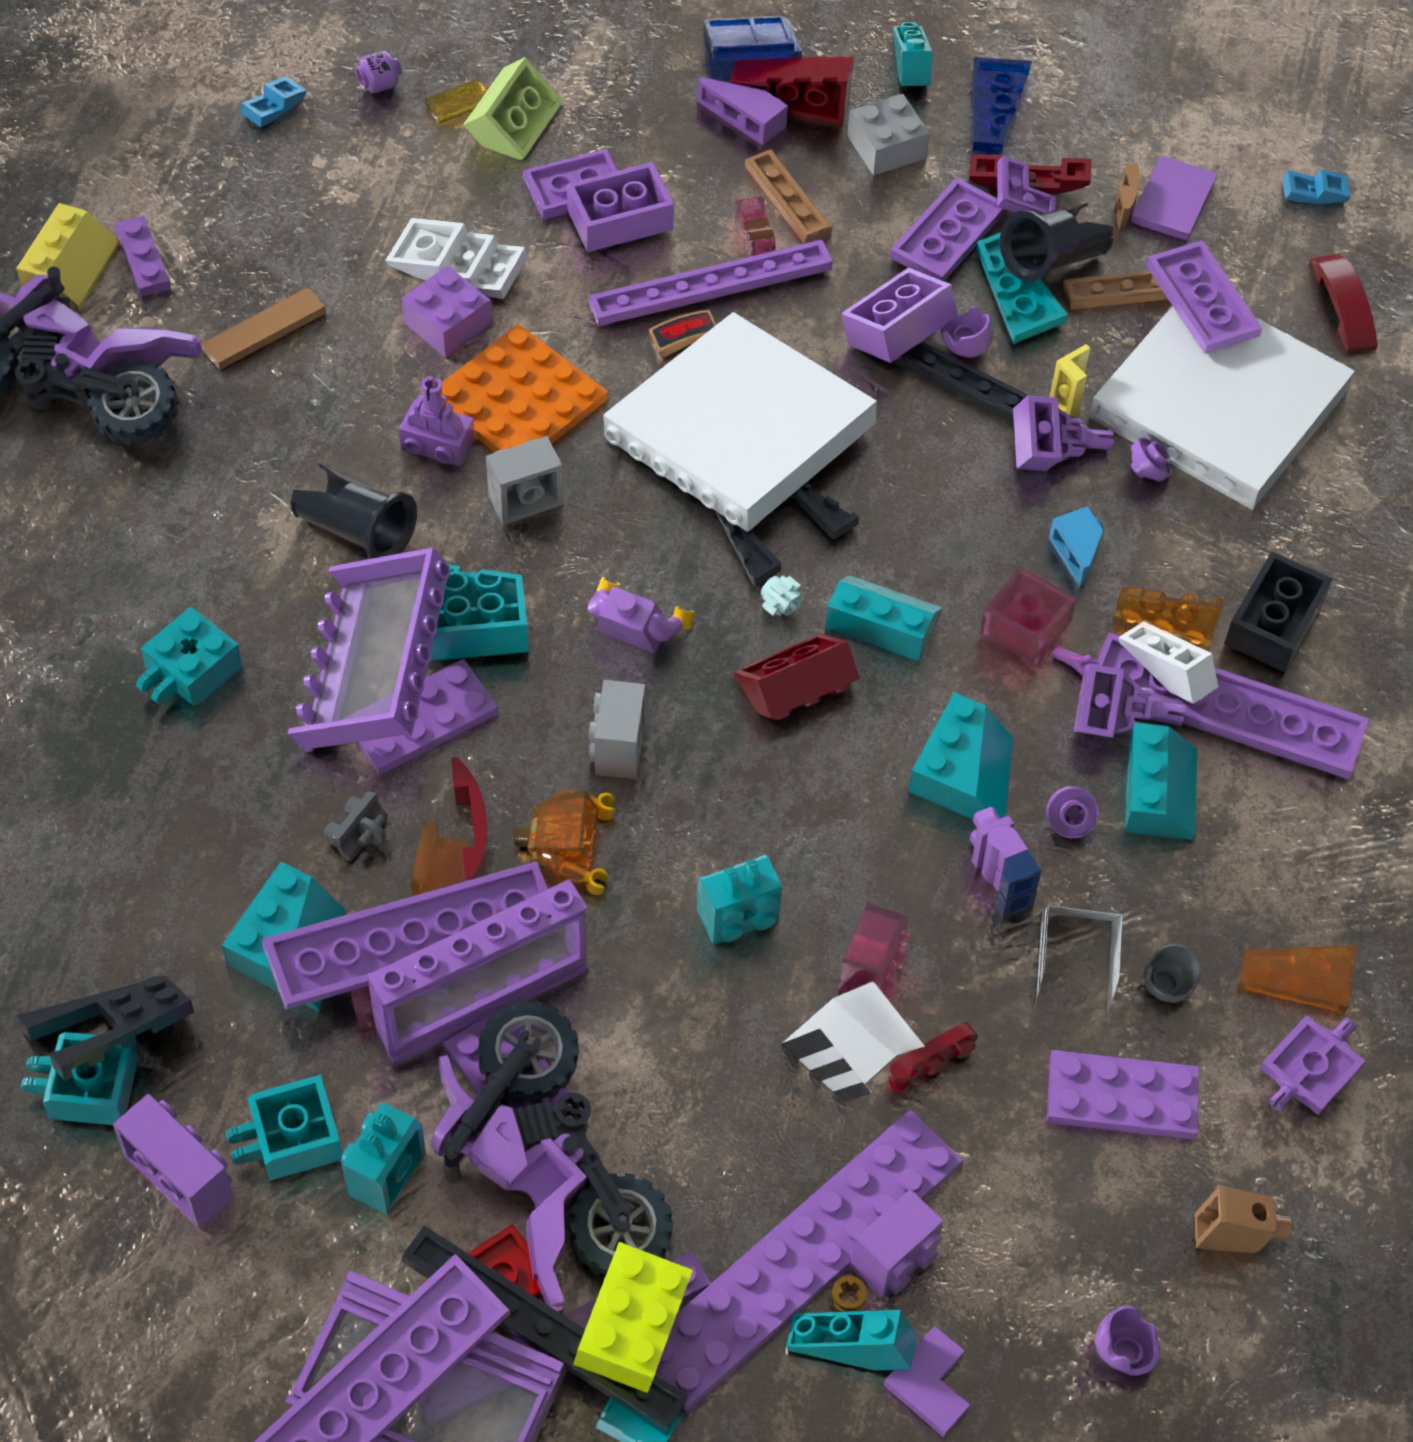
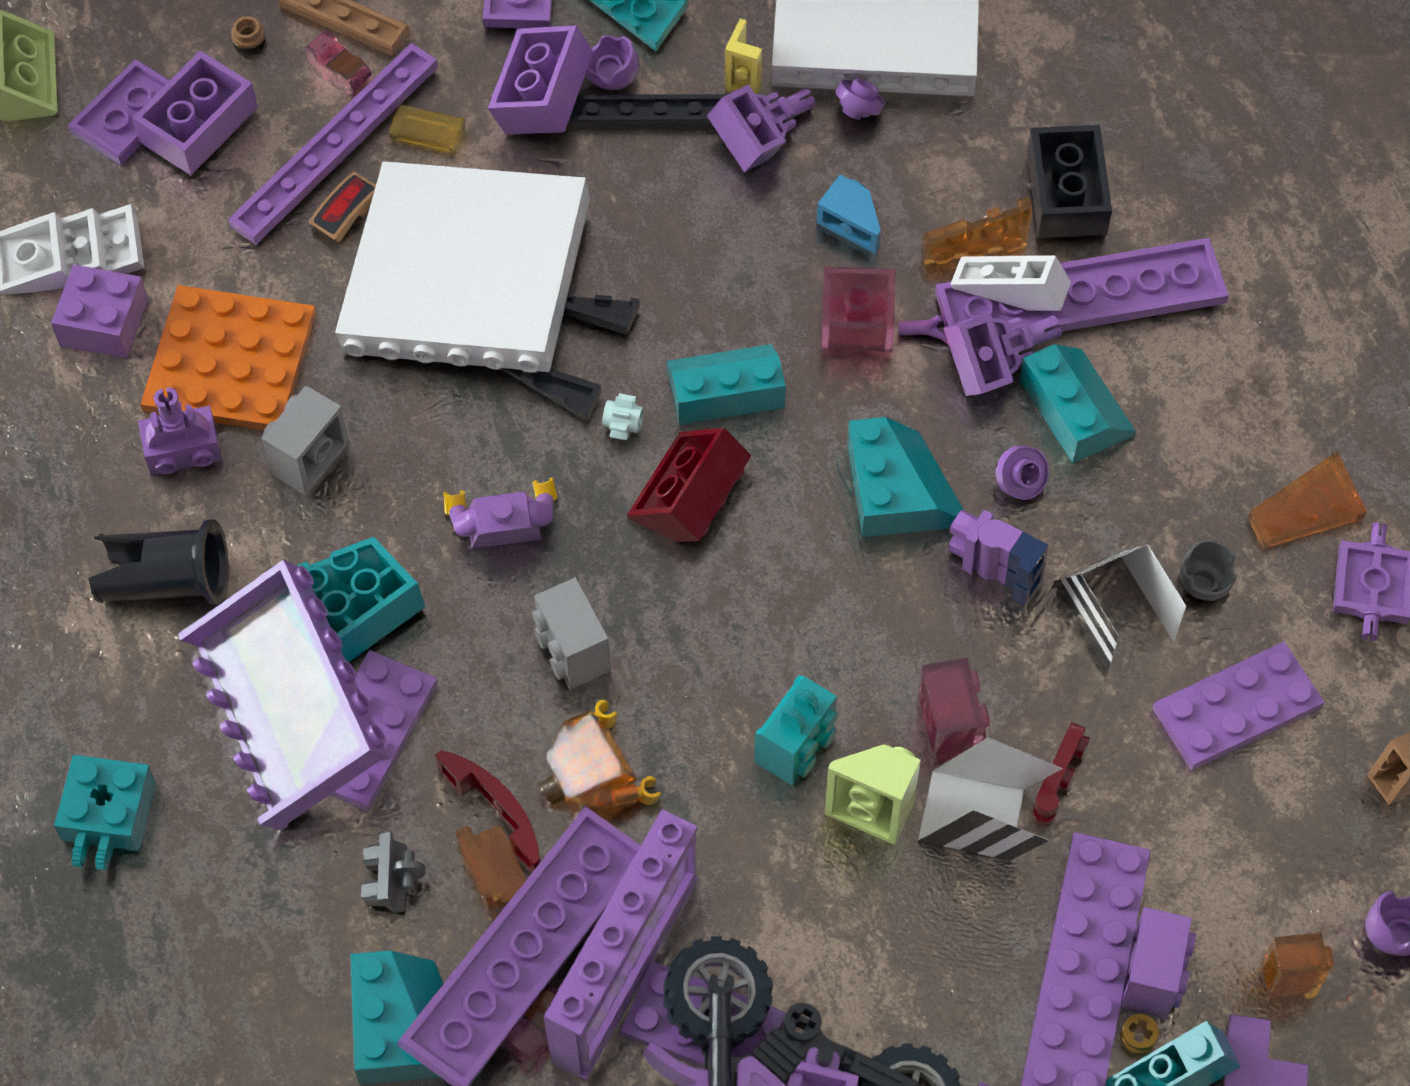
camera: 30 degrees left, 5 degrees up
(705, 171) = (244, 26): none -> medium nougat plate
(763, 976) = (873, 790): none -> yellowish green slope
(790, 309) = (427, 128): none -> clear yellow tile
(1012, 1318) = (1296, 966): none -> clear orange brick

